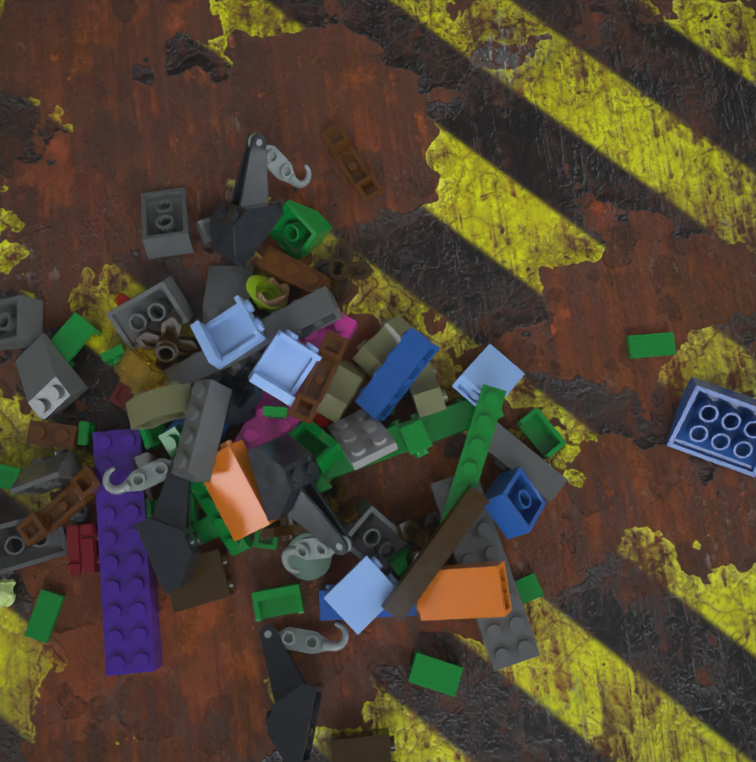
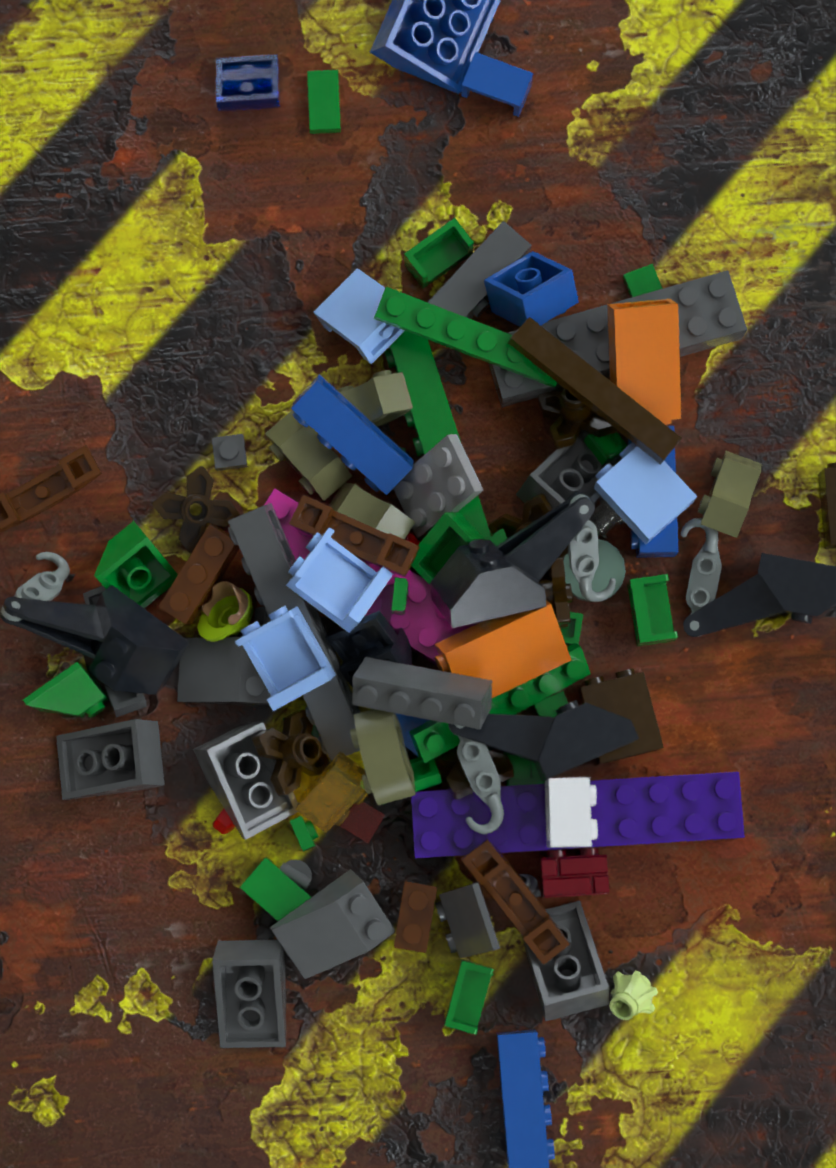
camera: 85 degrees left, 0 degrees up
(45, 615) = (663, 933): green tile -> none
(85, 434) = (414, 874): green tile -> none
(89, 352) = (298, 872): none -> dark grey plate
(112, 542) = (569, 812): none -> white brick
(207, 189) = (70, 693): none -> green slope
(344, 563) = (605, 518): none -> clear smoke brick
(367, 659) = (730, 493): none -> olive brick
(386, 291) = (229, 452): none -> dark grey plate
(416, 439) = (442, 413): green brick -> none
(435, 673) = (748, 408): green panel -> none
(659, 289) = (247, 83): none -> clear blue brick
(676, 472) = (497, 81): none -> blue panel

